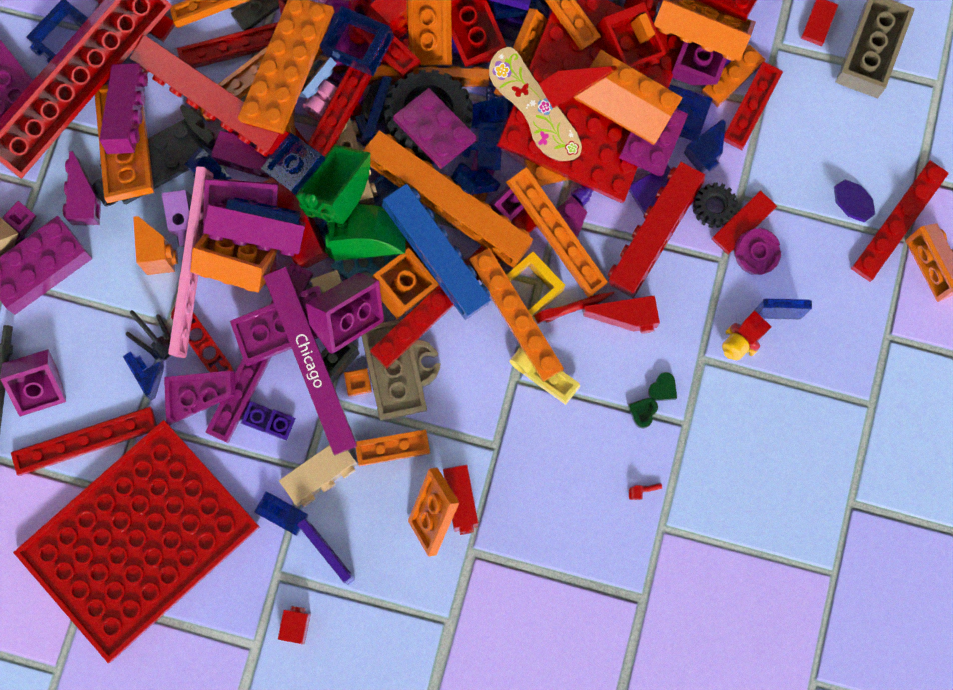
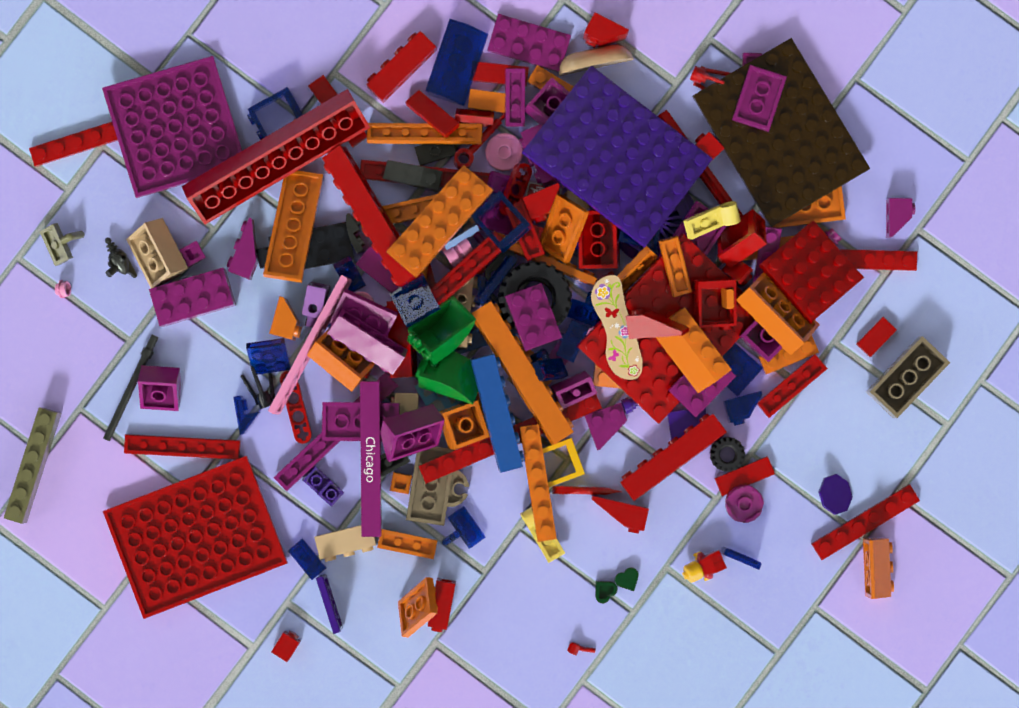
camera: 20 degrees right, 10 degrees up
(123, 108) = (302, 202): magenta brick -> none
(148, 294) = (268, 356): none -> clear blue plate
(196, 392) = (277, 445): magenta wing -> none
(240, 39) = (413, 175): none -> pearl dark grey slope
(263, 210) = (379, 332): clear blue tile -> none
(452, 402) = (465, 528): none -> clear blue plate
(557, 232) = (595, 430): orange plate -> none

